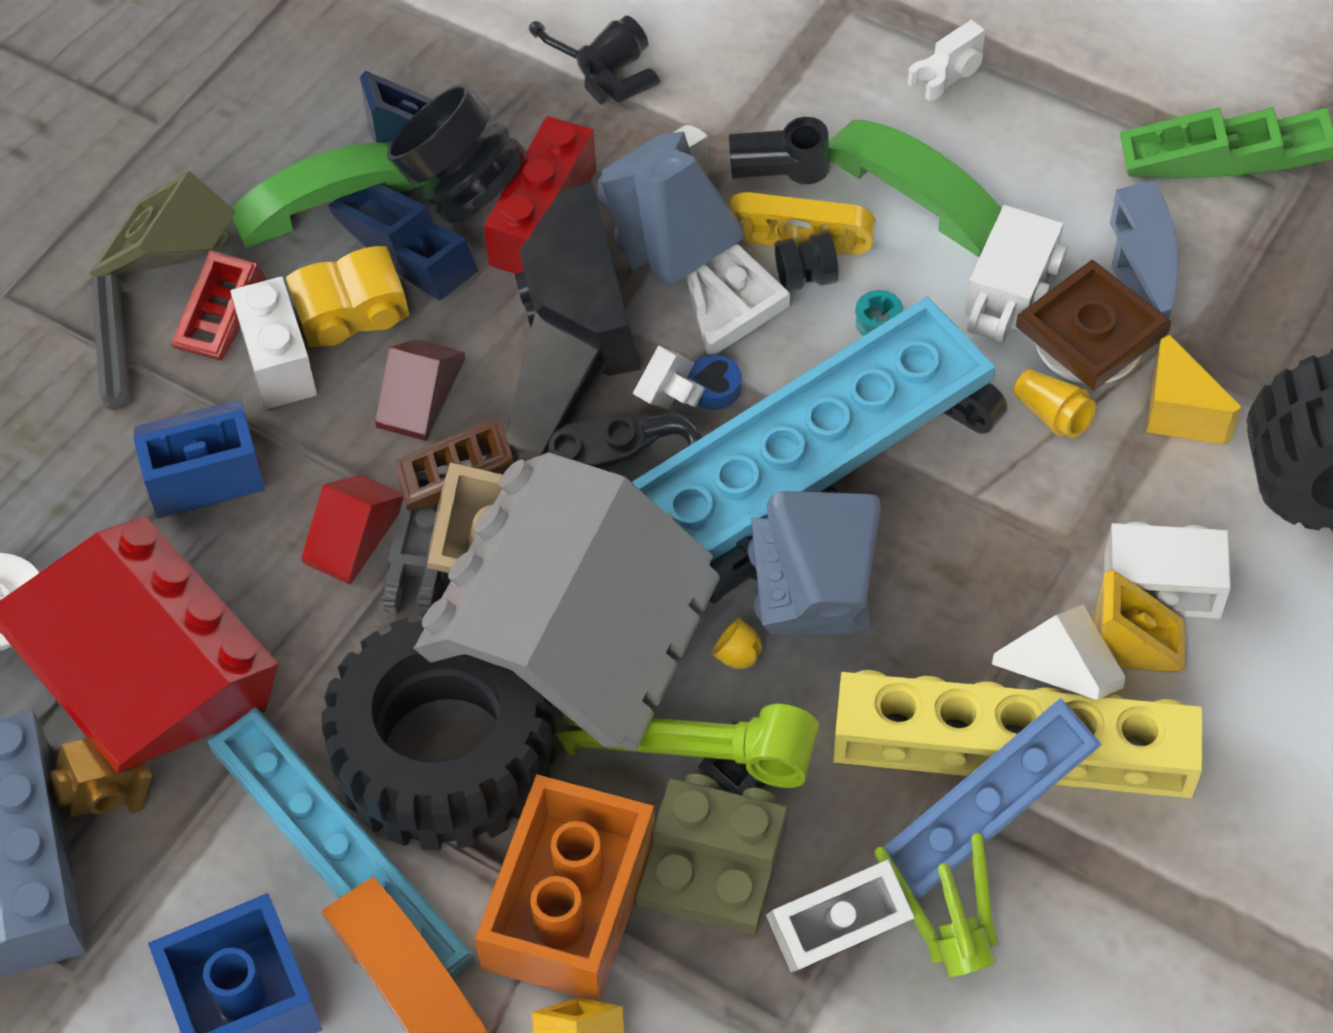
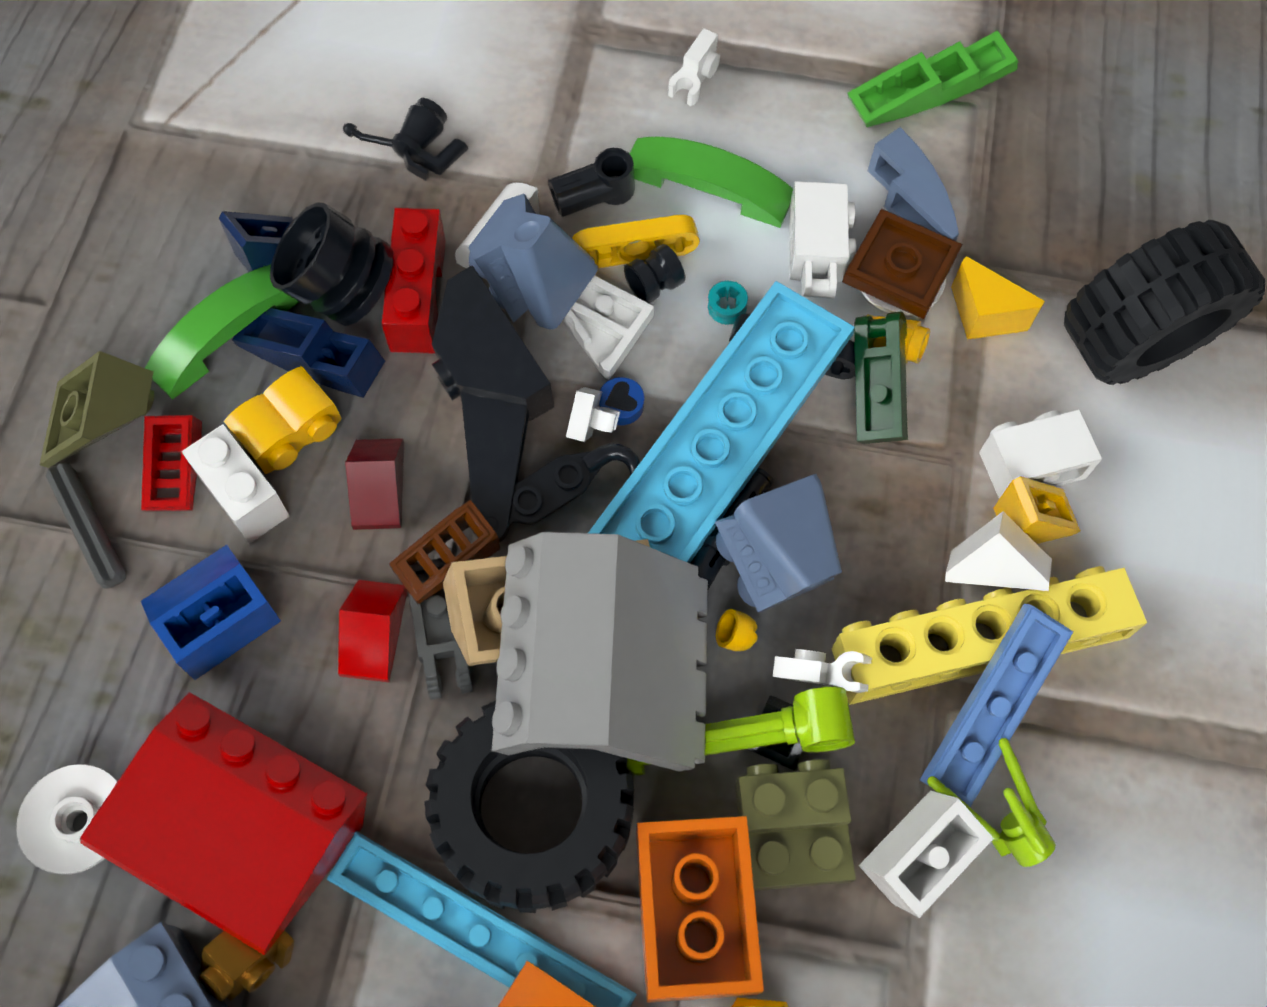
camera: 25 degrees left, 10 degrees up
(806, 695) = (811, 668): none -> white plate
(1012, 436) = (881, 379): none -> dark green plate

